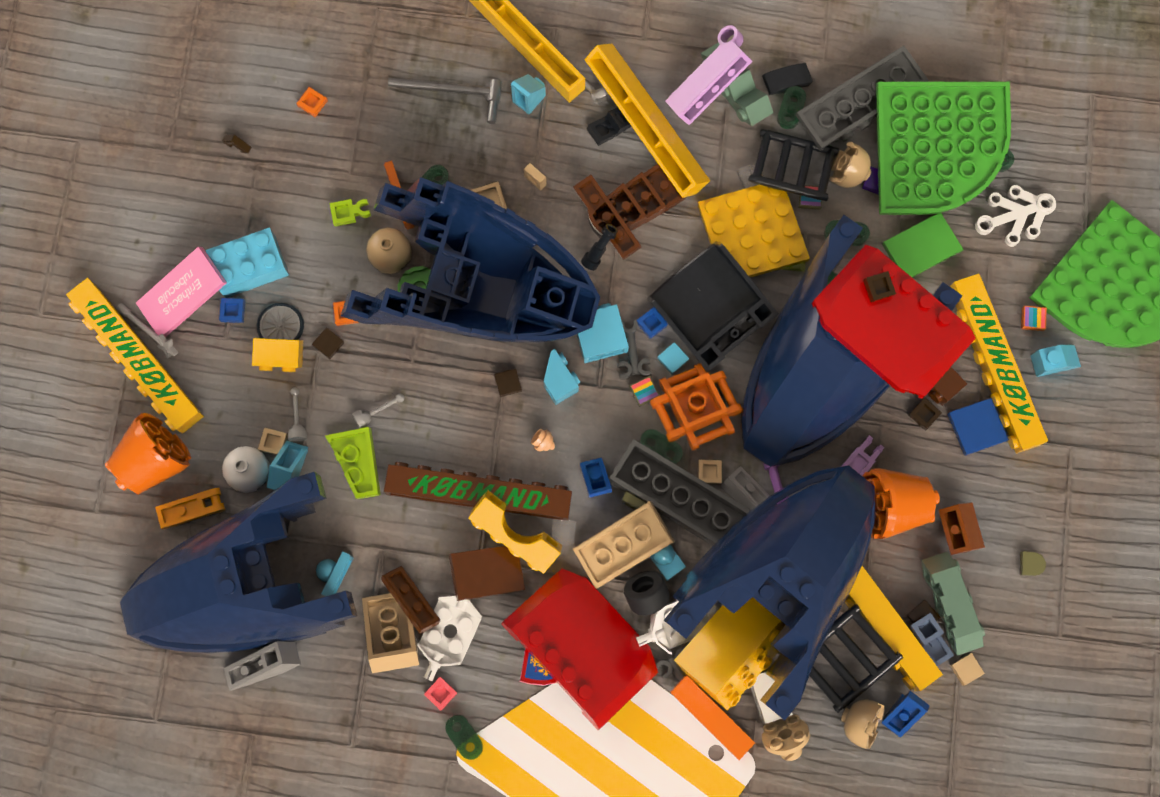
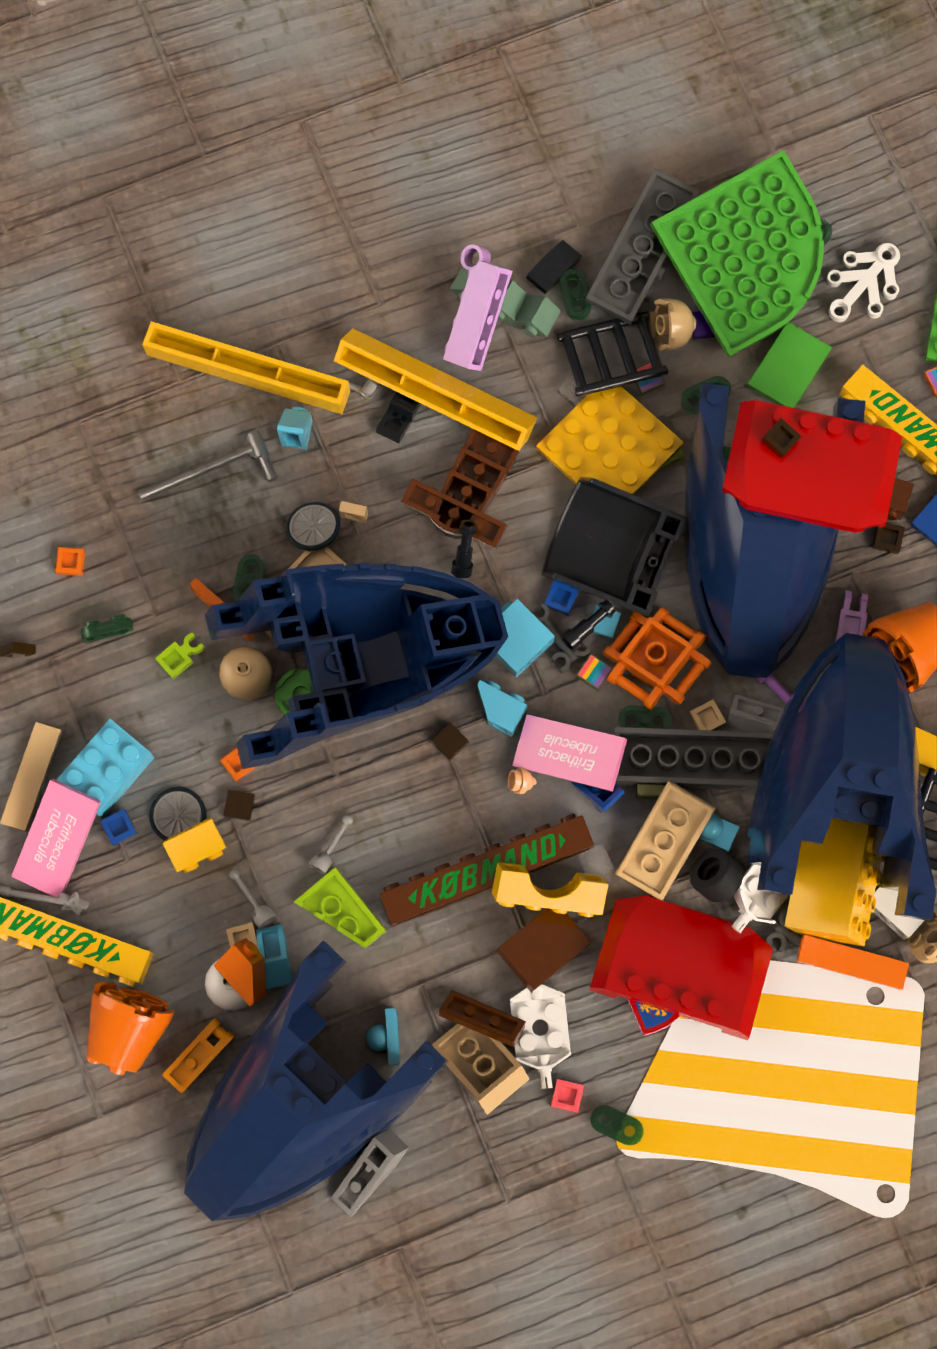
camera: 25 degrees left, 0 degrees up
(195, 236) = (31, 777): none -> tan tile
(254, 464) = (244, 970): none -> orange slope
(316, 165) = (97, 631): none -> clear green plate
(500, 171) = (313, 526): none -> light grey wheel
(590, 440) = (569, 752): none -> bright pink tile
(646, 356) = (573, 637): none -> black piece

